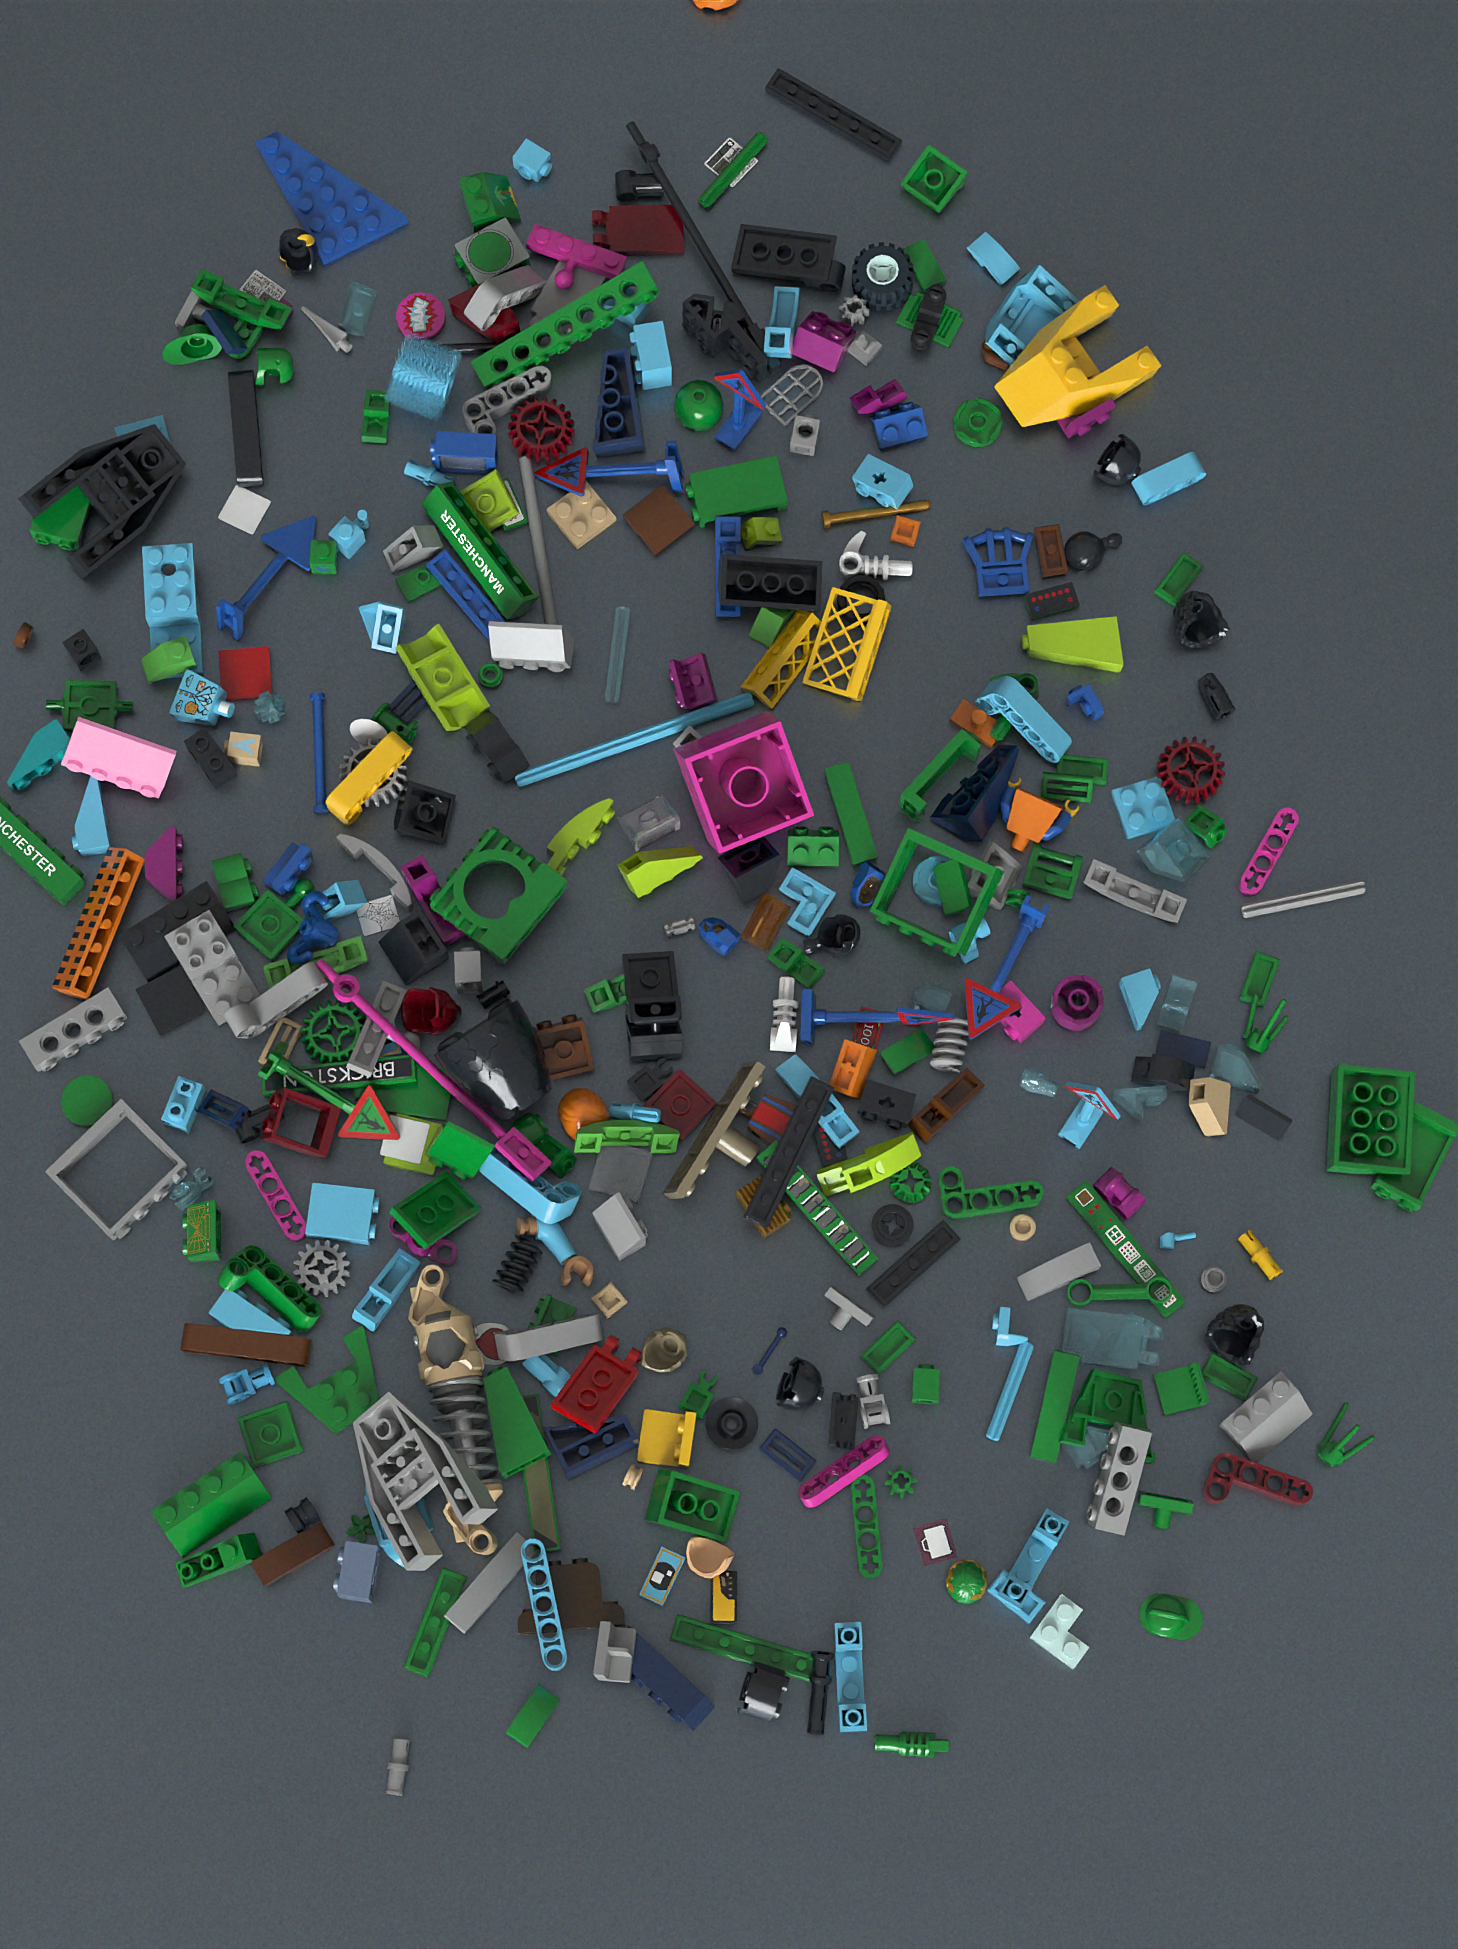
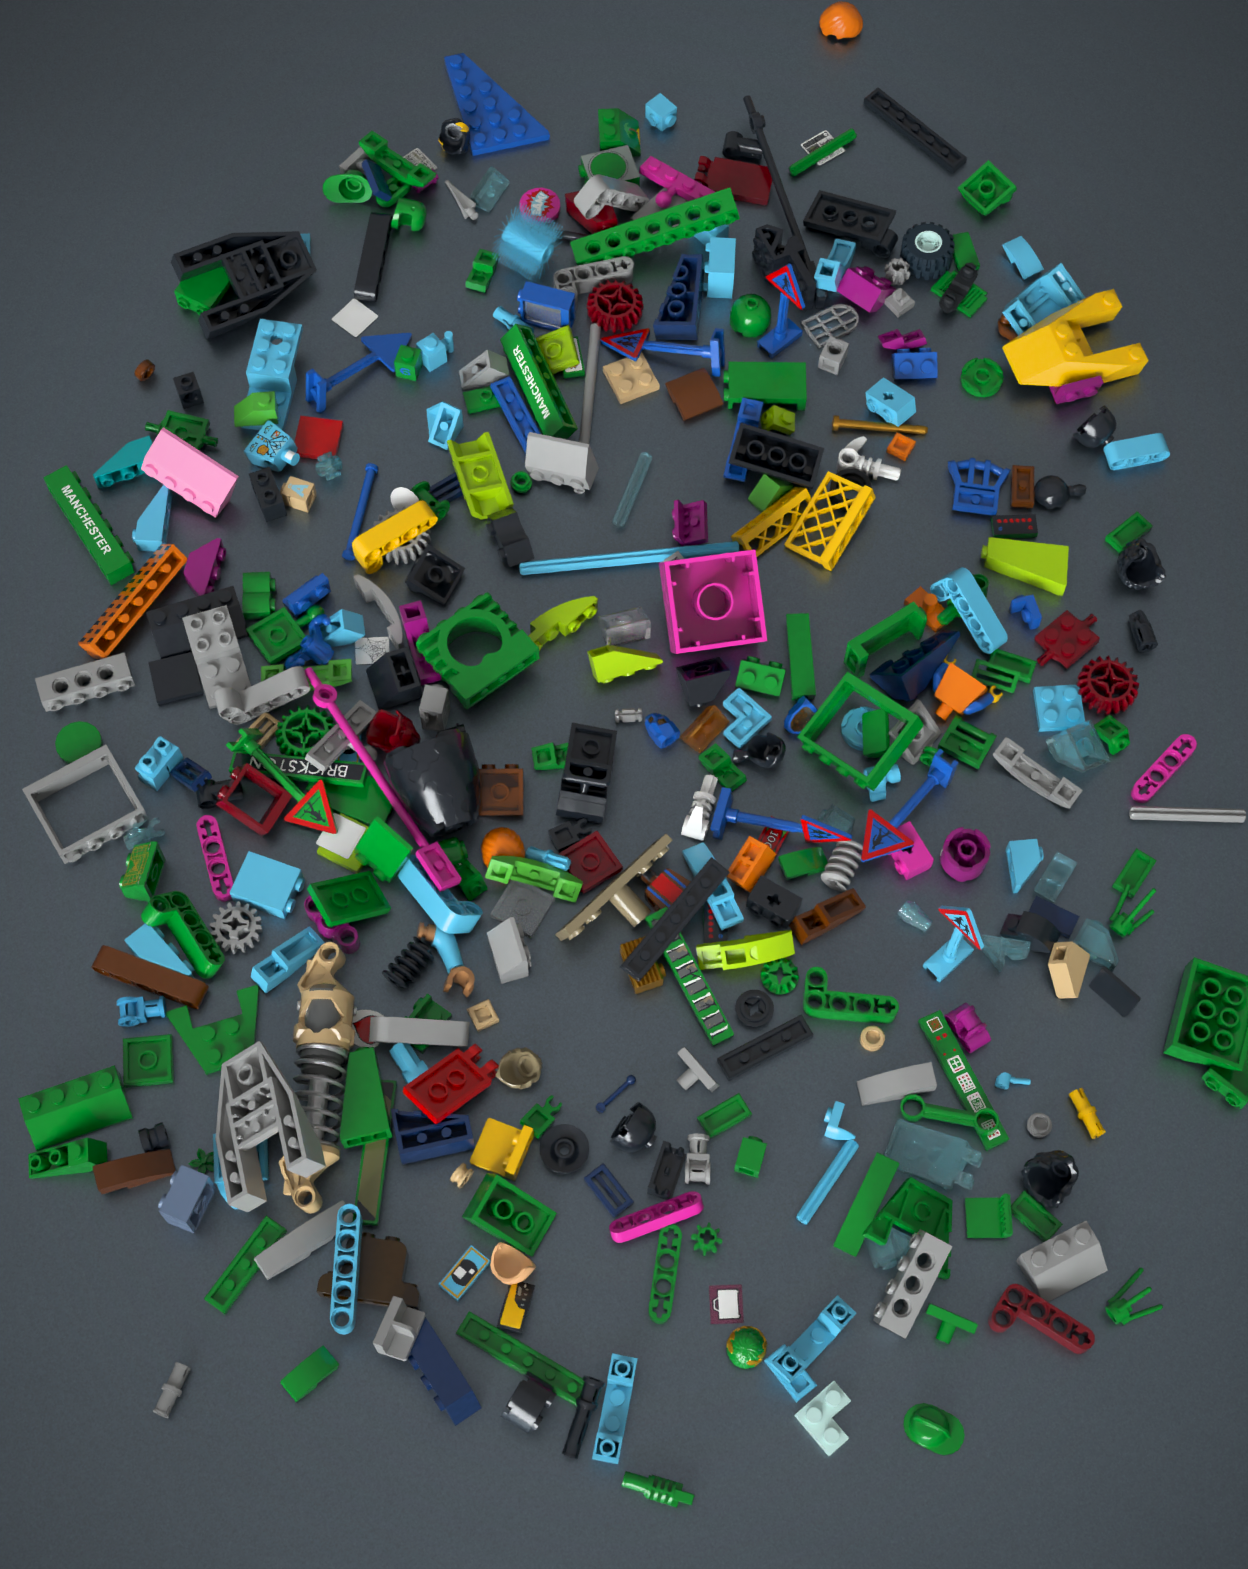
camera: 15 degrees right, 10 degrees down
(1136, 724) = (1066, 639): none -> dark red plate

